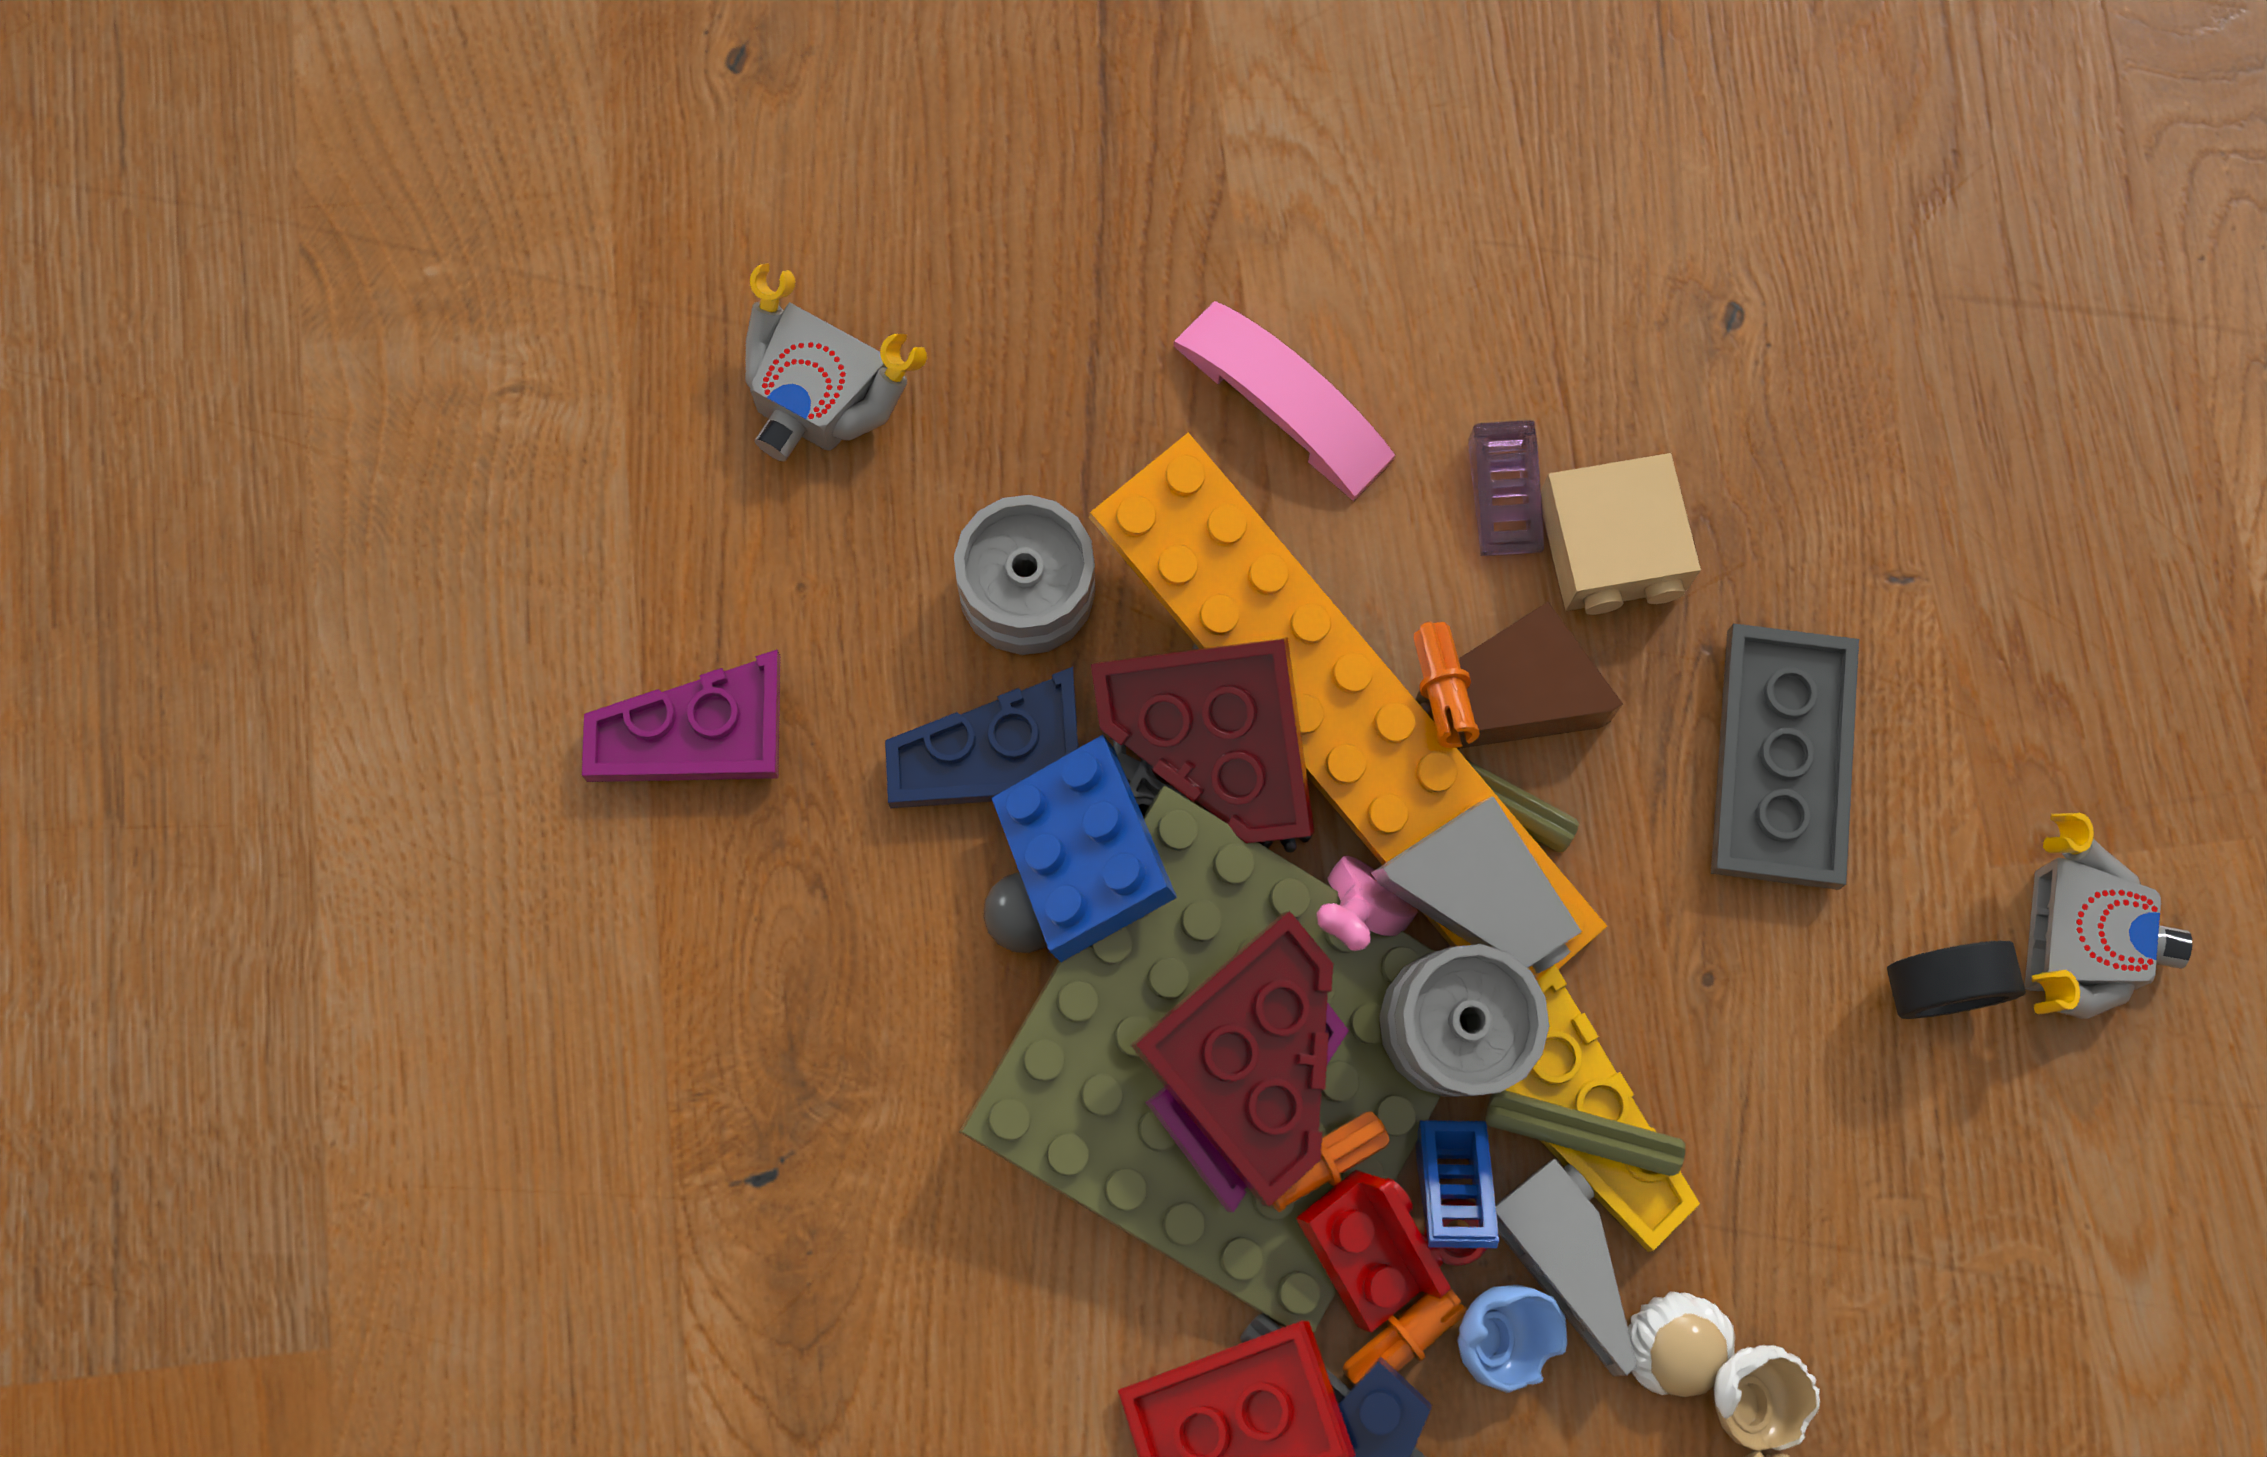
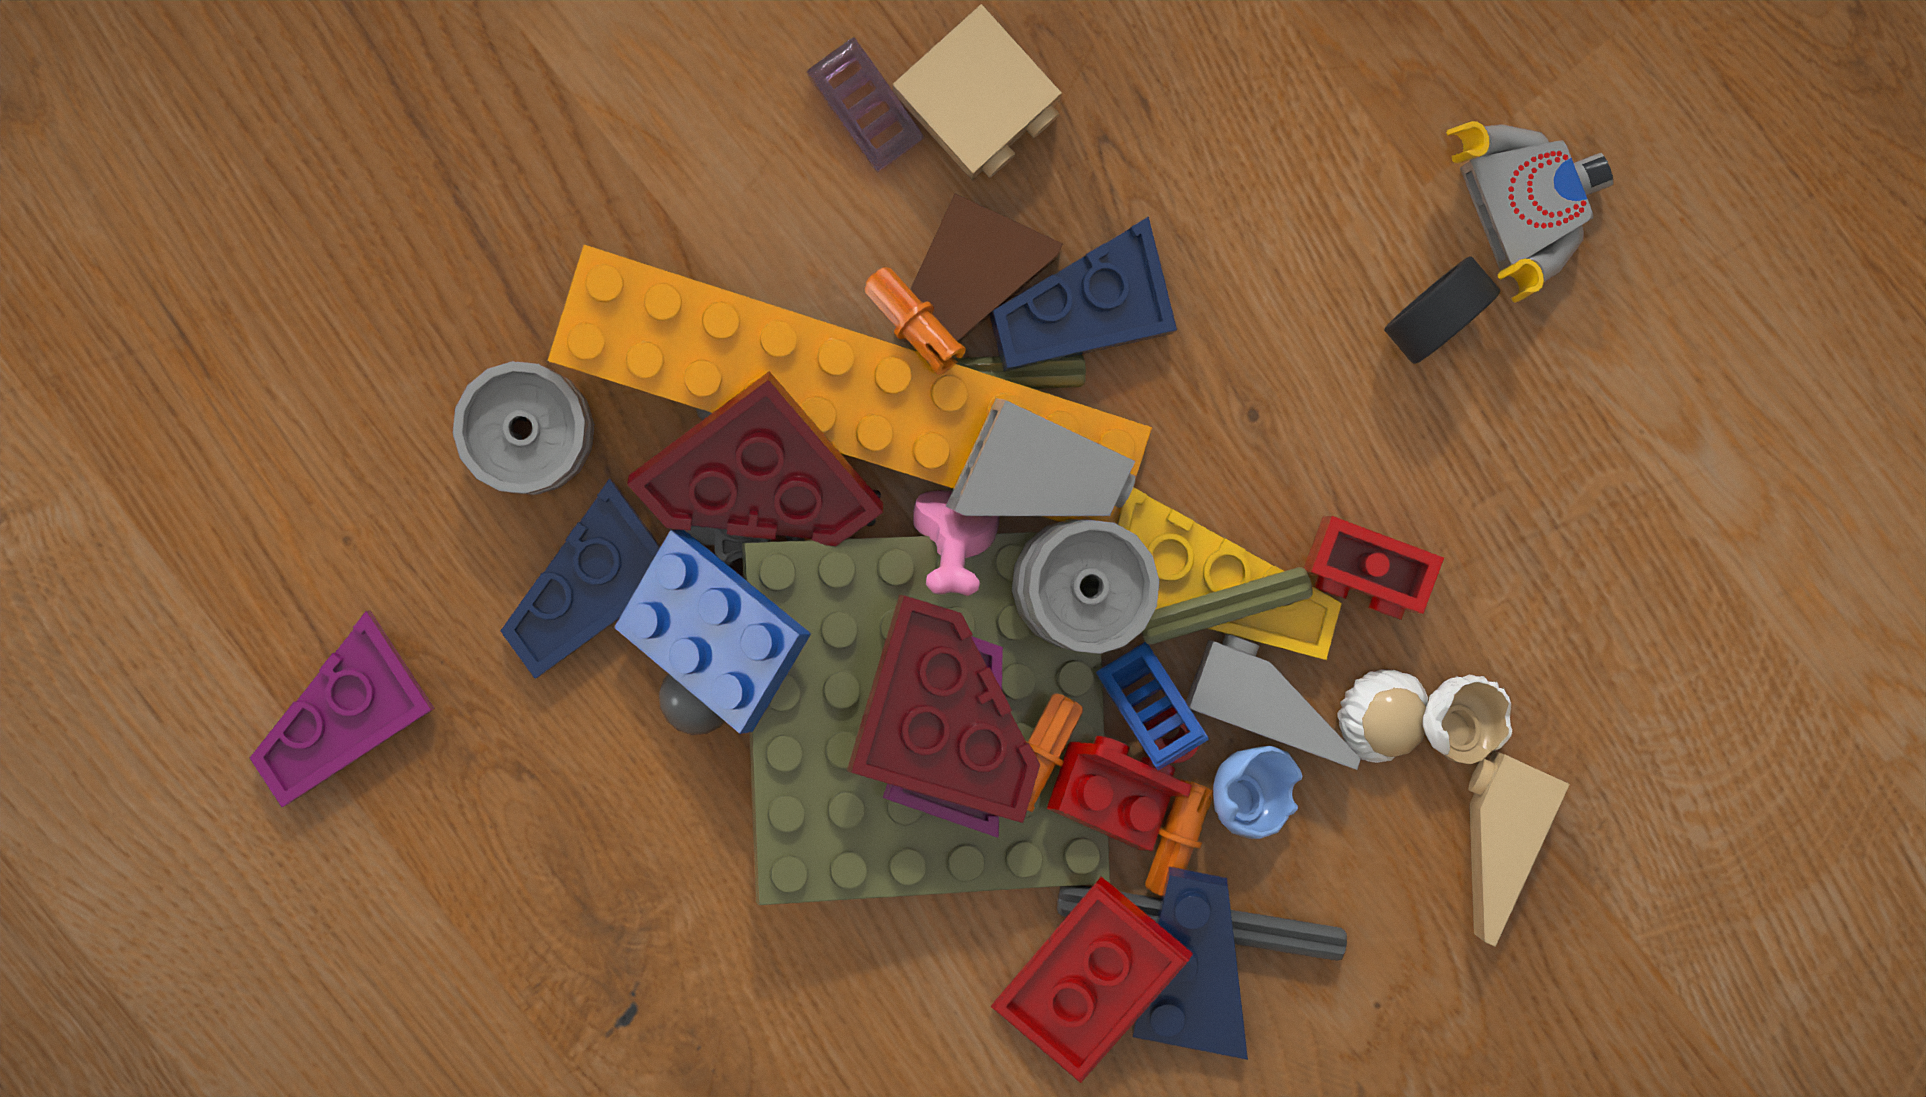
camera: 30 degrees left, 15 degrees up
(814, 375) = (241, 362): light grey torso -> none
(1290, 394) = (636, 134): bright pink slope -> none
(1618, 782) = (1090, 306): none -> dark blue wing
(1753, 1185) = (1373, 565): none -> red brick
(1785, 757) = (1214, 197): dark grey plate -> none

